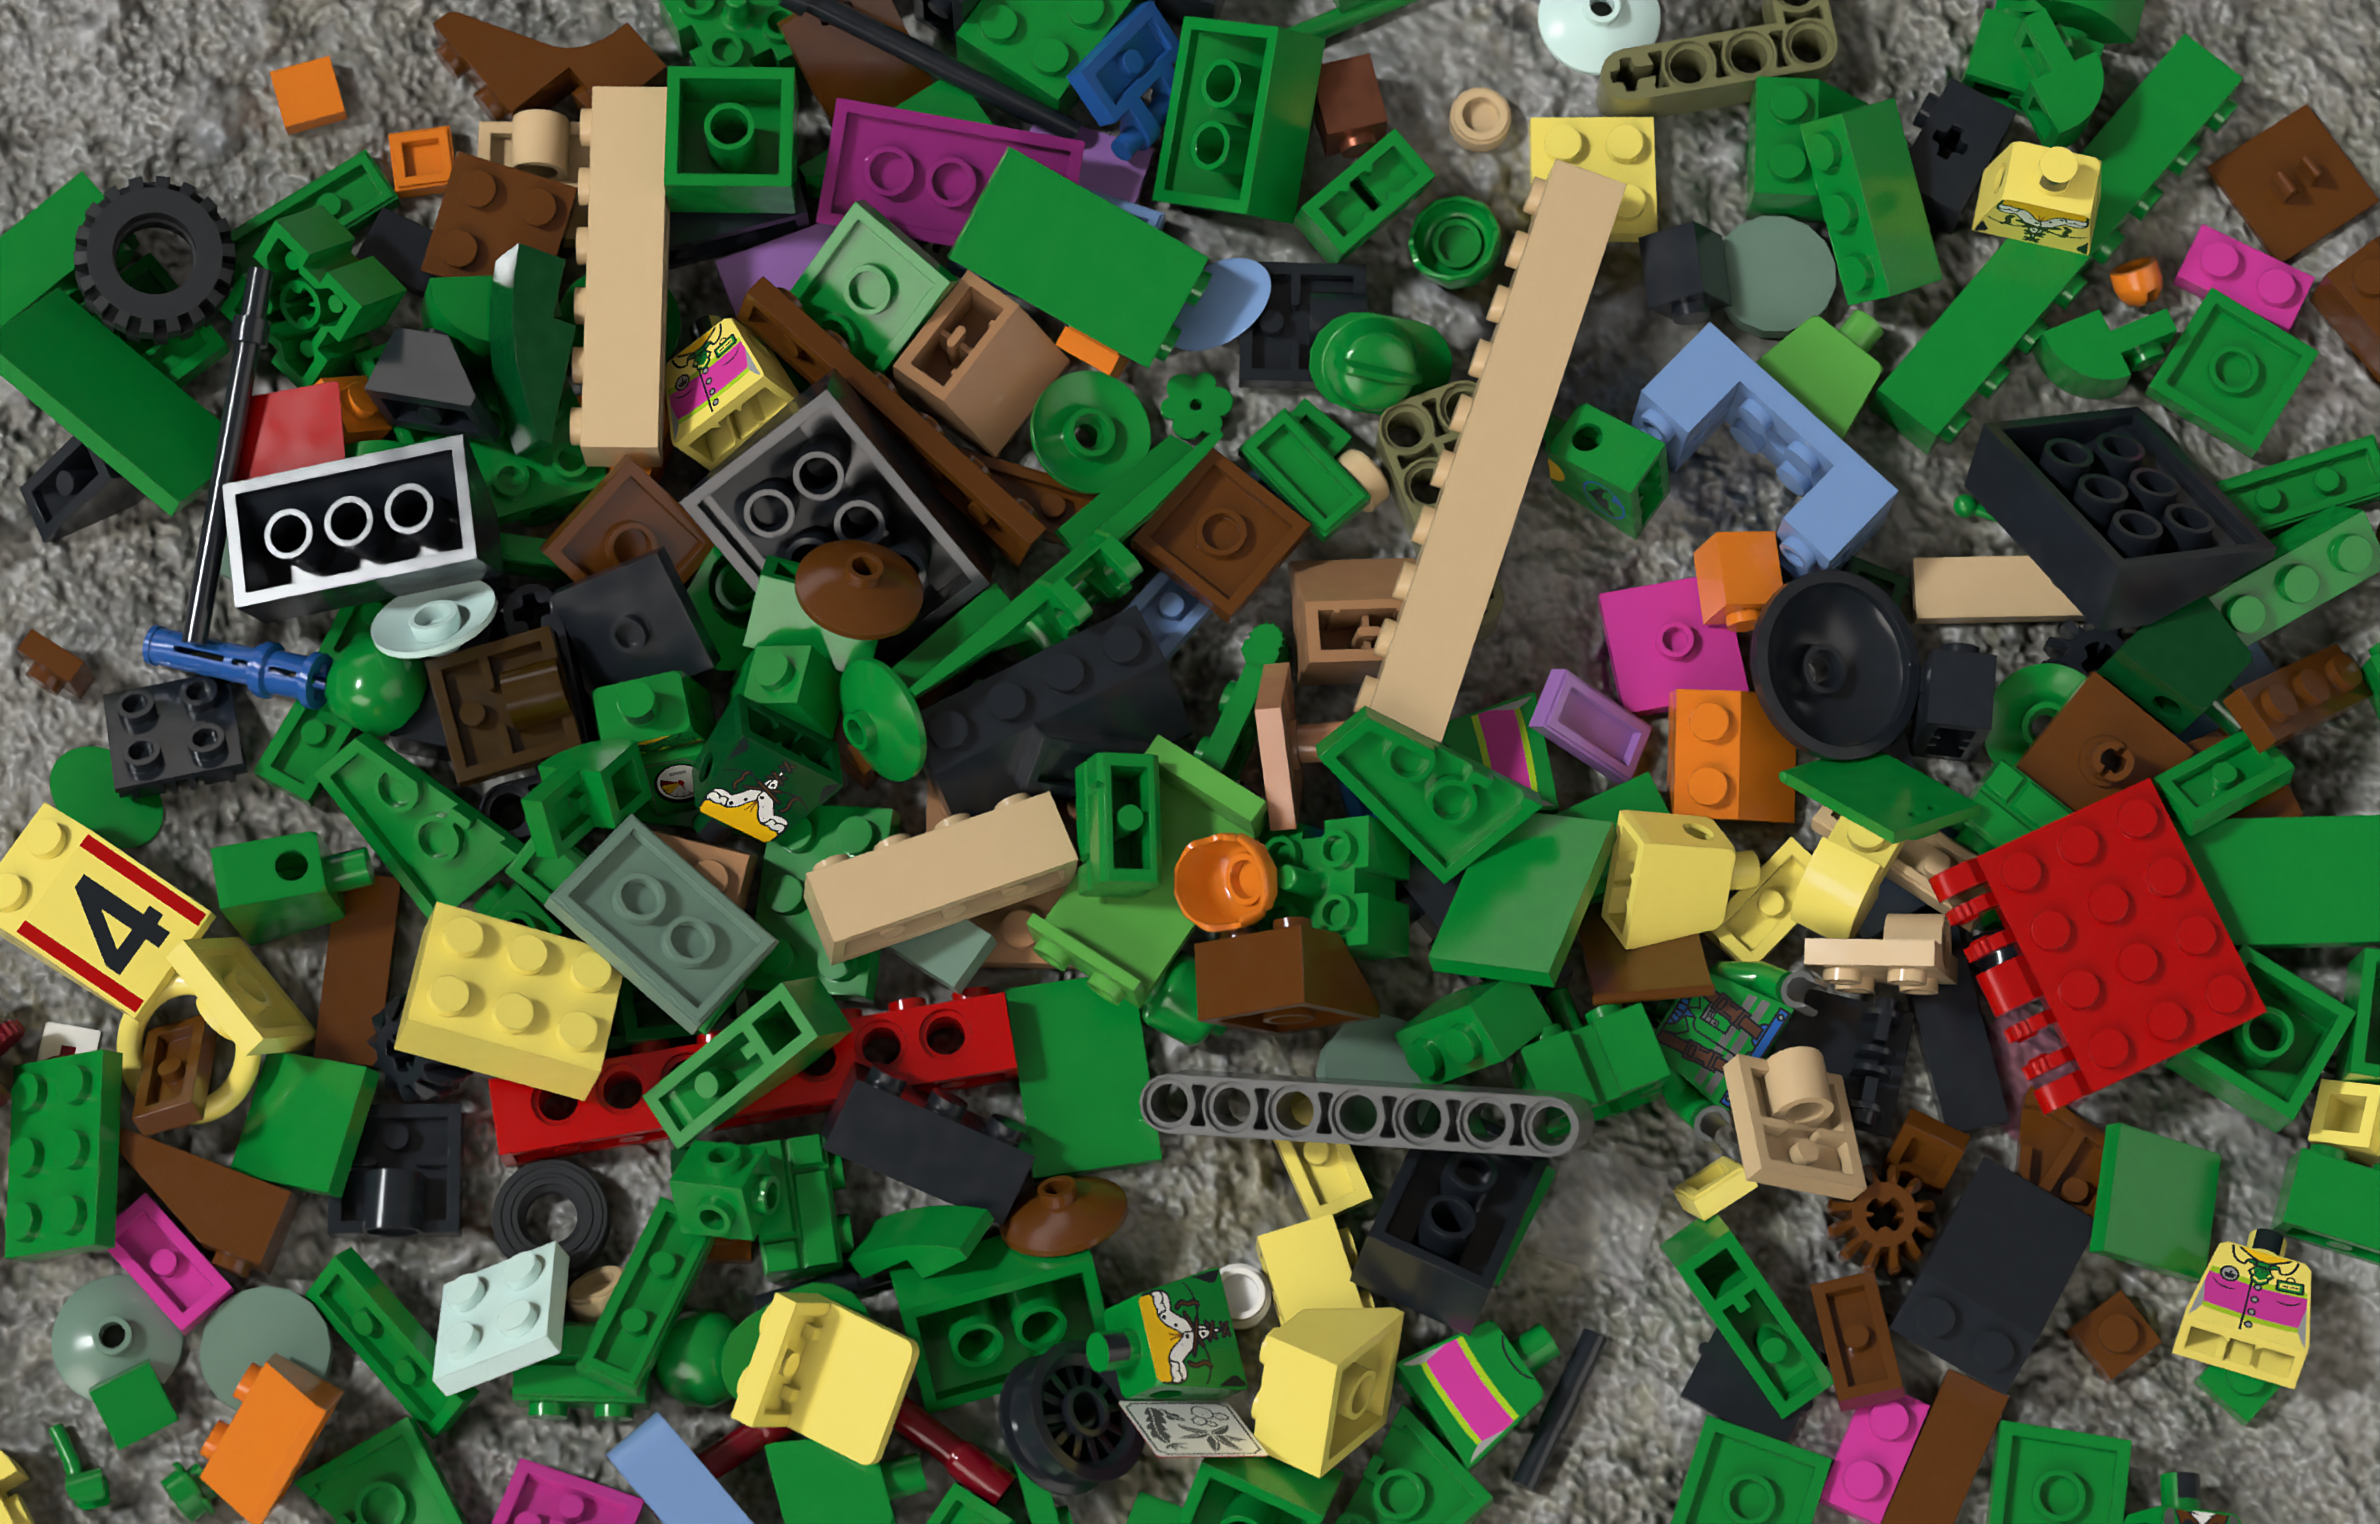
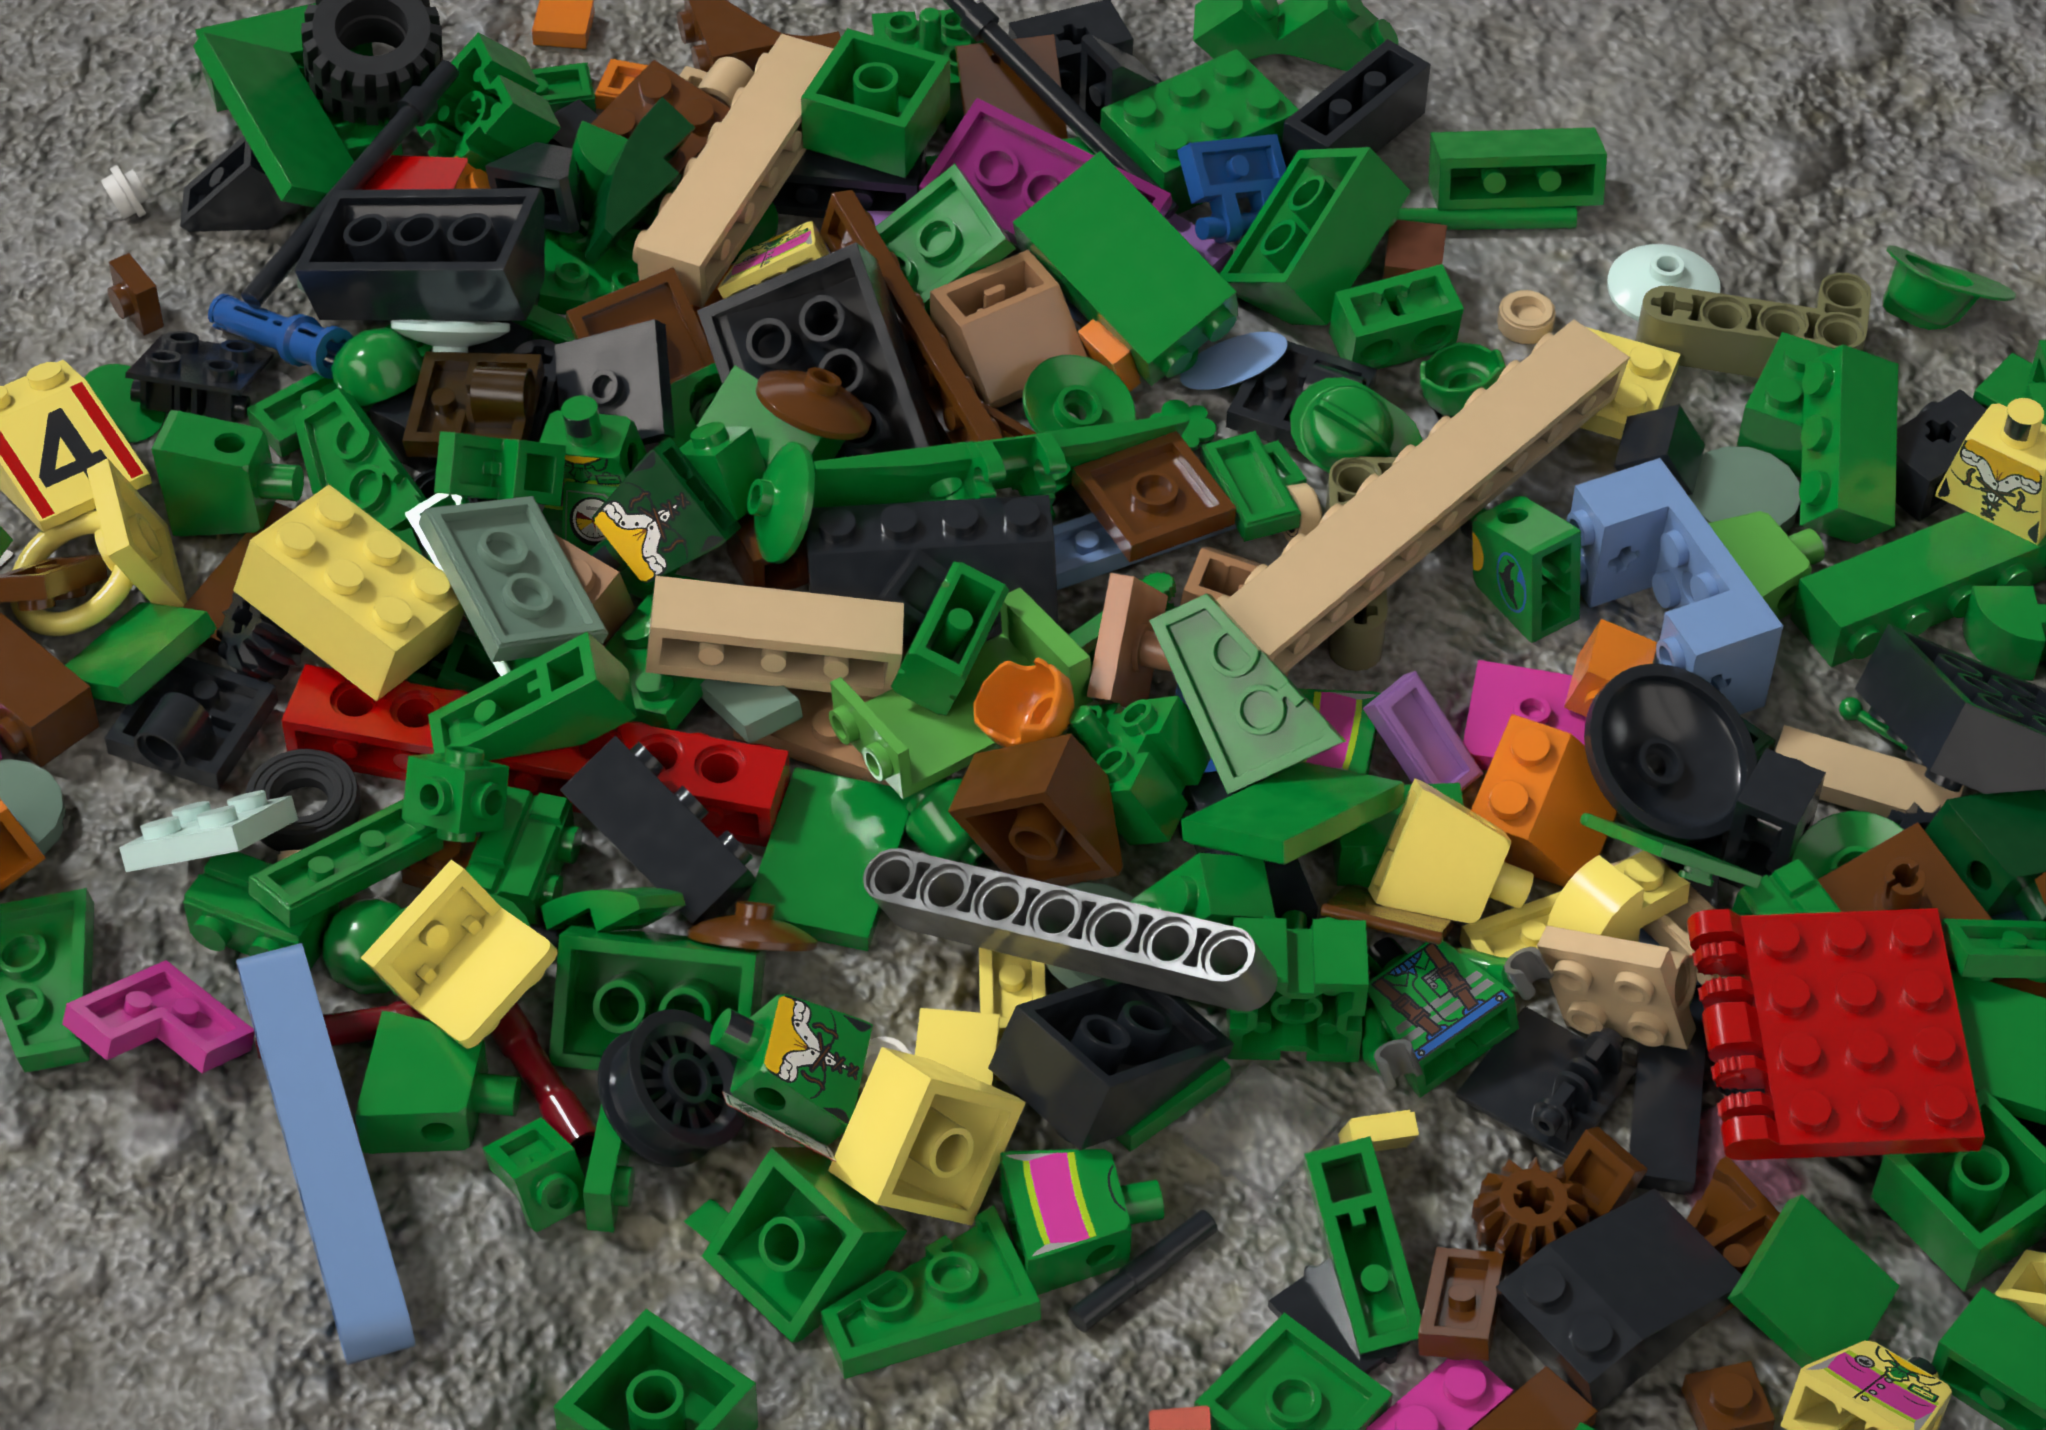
camera: 25 degrees right, 25 degrees down
(386, 1340) = (103, 822): green plate -> none
(1794, 1123) = (1473, 1093): tan plate -> none

